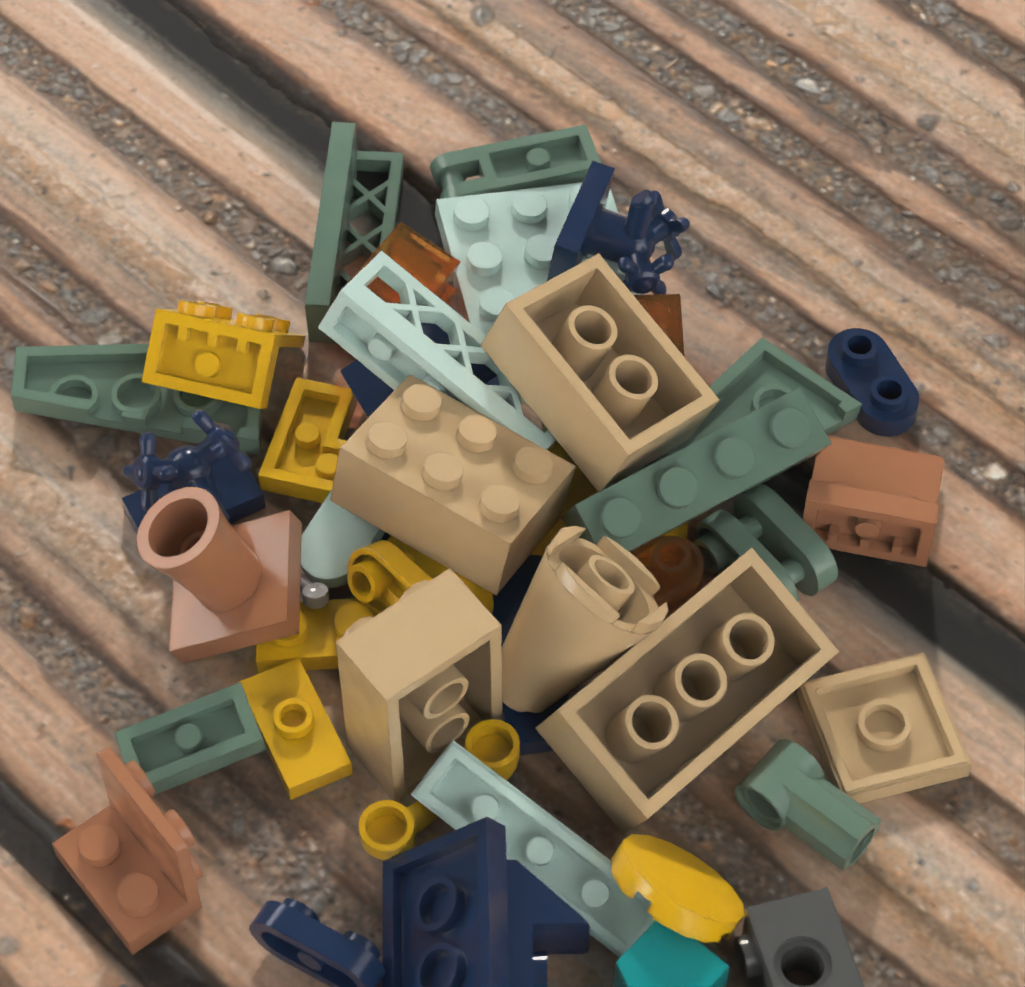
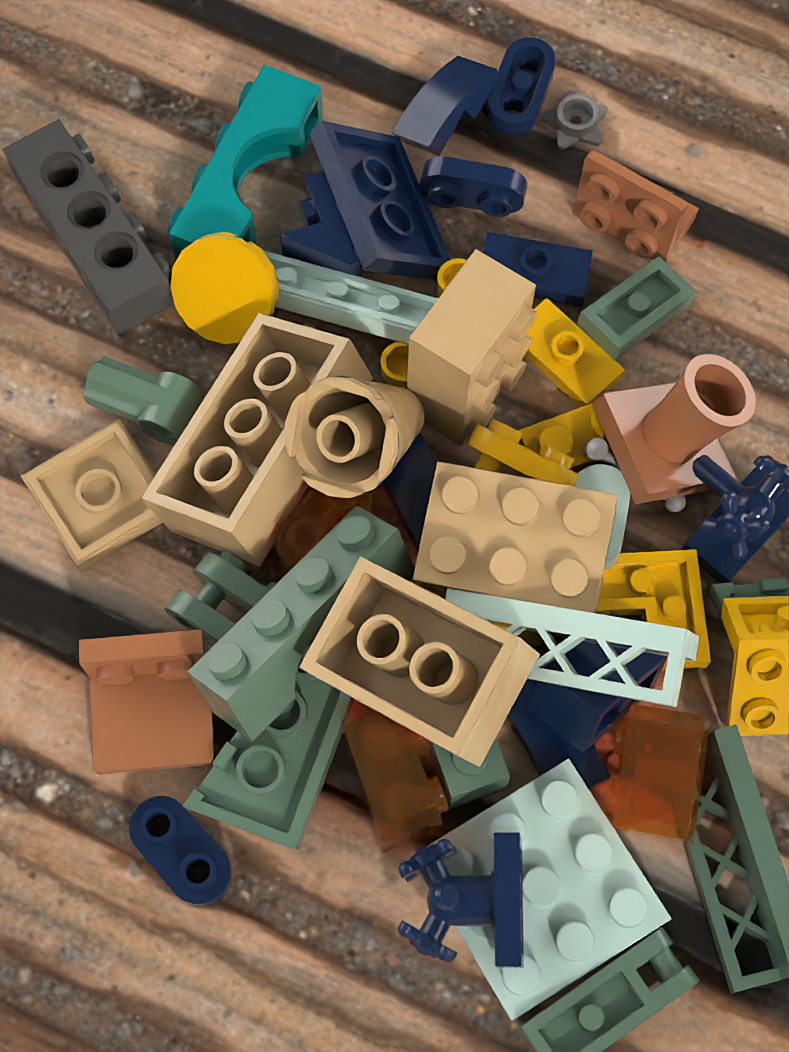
camera: 160 degrees right, 15 degrees up
(284, 838) = (555, 269): none -> dark blue plate

